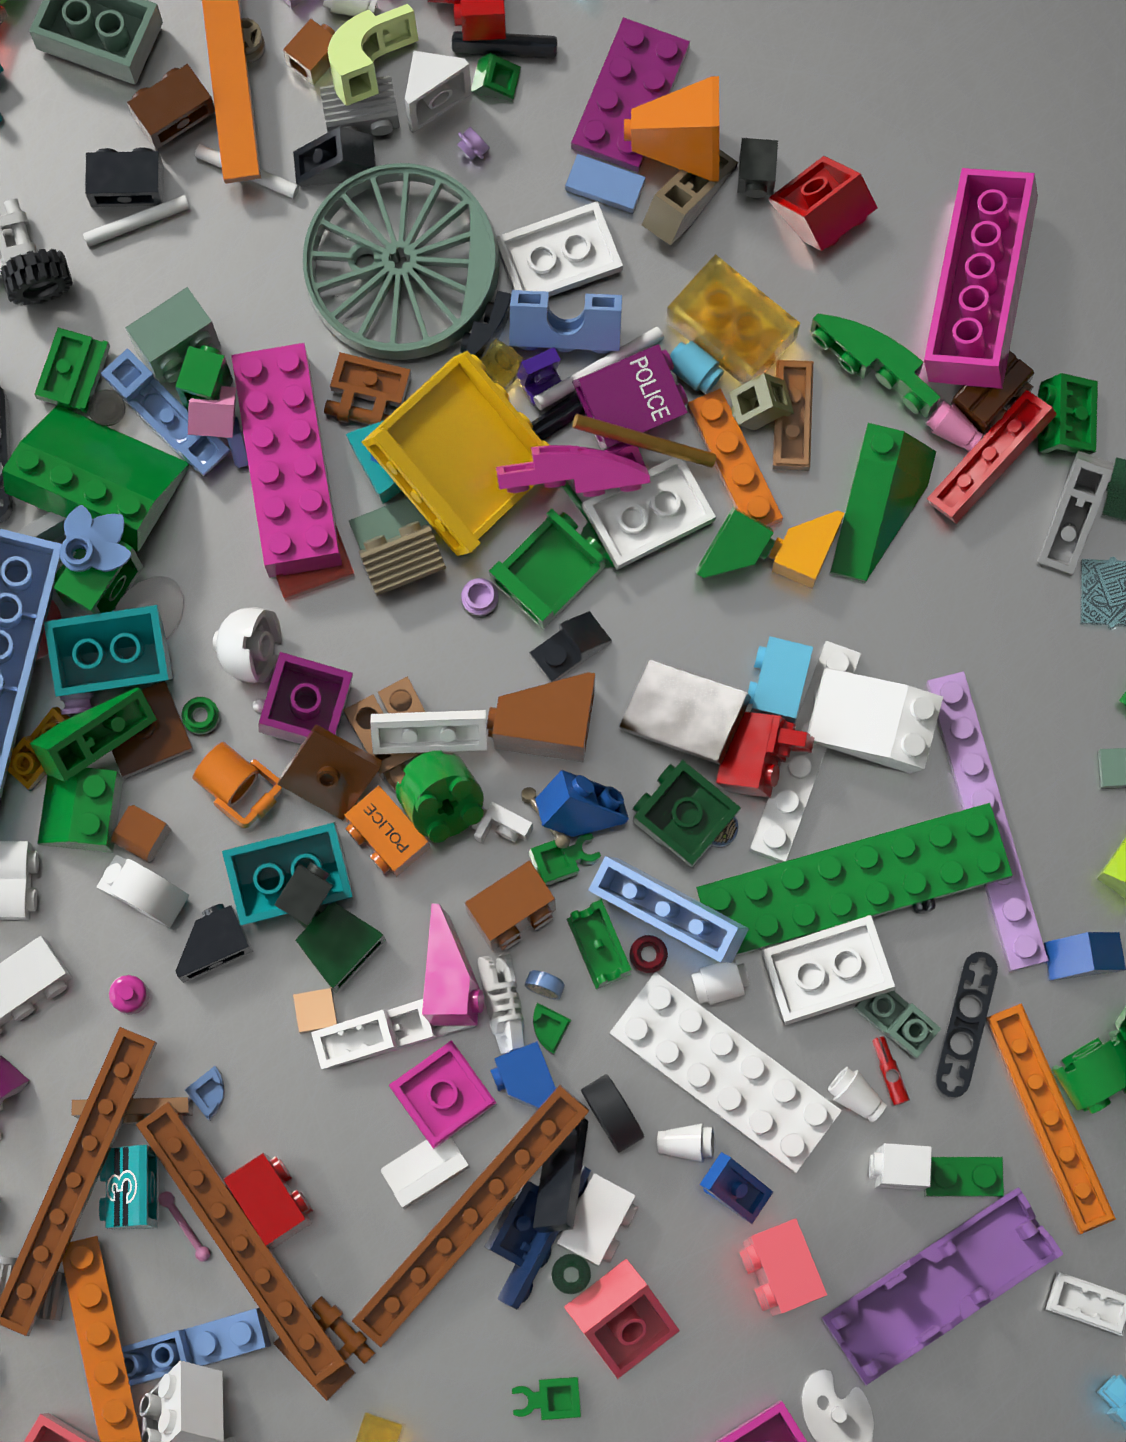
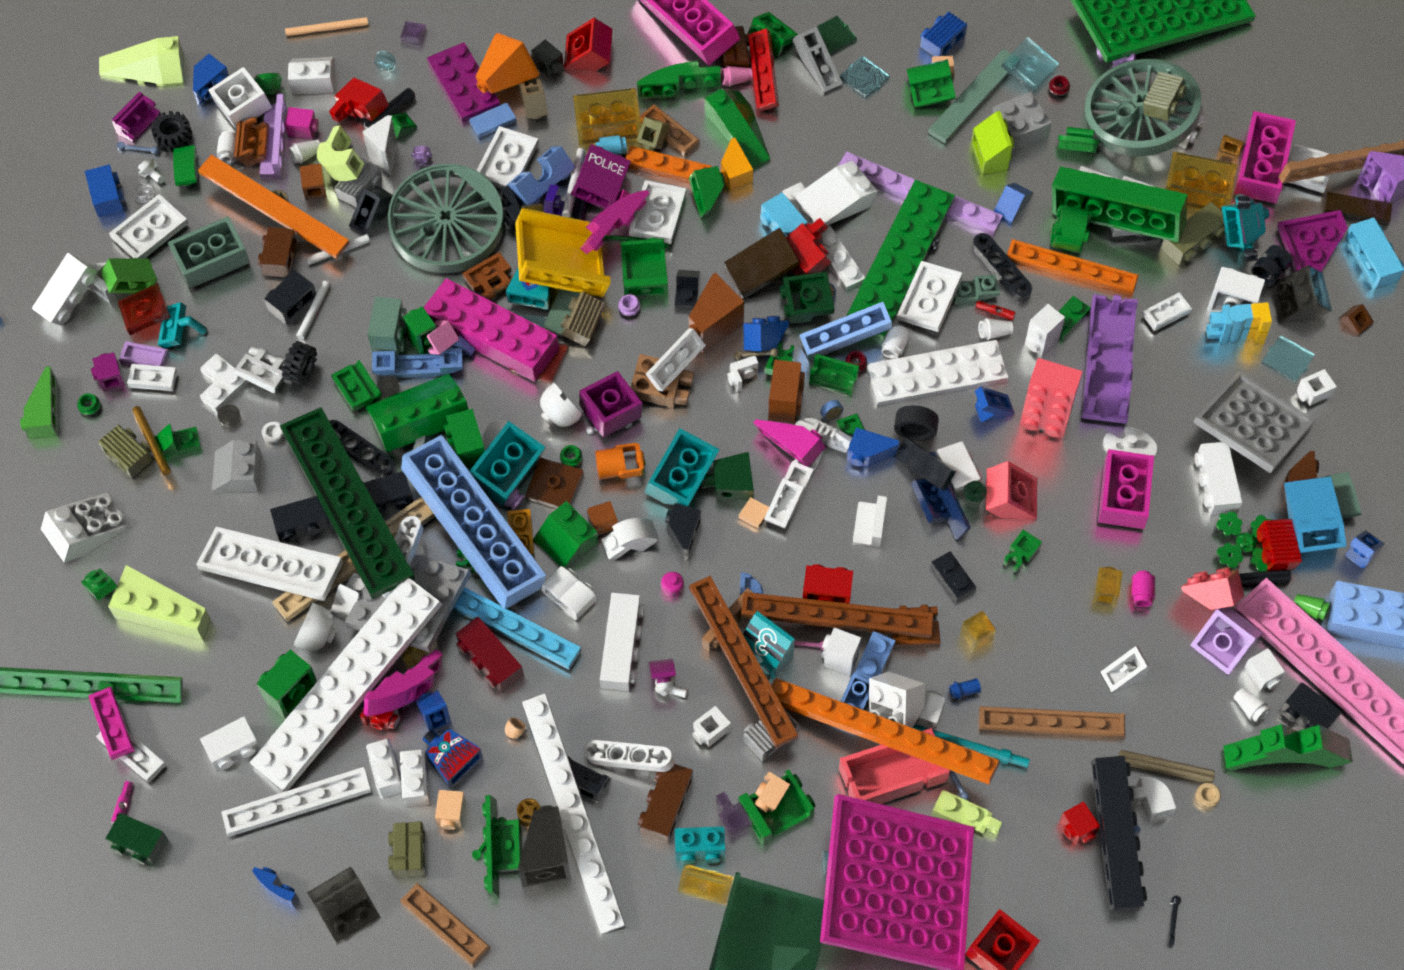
camera: 50 degrees left, 15 degrees down
(92, 734) = (538, 501): green slope -> none
(97, 537) = (454, 417): medium blue plate -> none
(196, 1289) = (841, 651): none -> white brick
(305, 892) = (701, 461): pearl dark grey brick -> none
(329, 772) = (652, 416): reddish brown plate -> none
(386, 832) = (702, 418): orange brick -> none
(438, 1338) = (953, 576): none -> black plate
(440, 795) = (707, 379): green brick -> none
(442, 1094) = (842, 489): dark pink plate -> none
(470, 1215) = (910, 515): dark orange plate -> none
(644, 440) = (626, 184): pearl gold bar -> none
(687, 1142) = (957, 407): white cone -> none

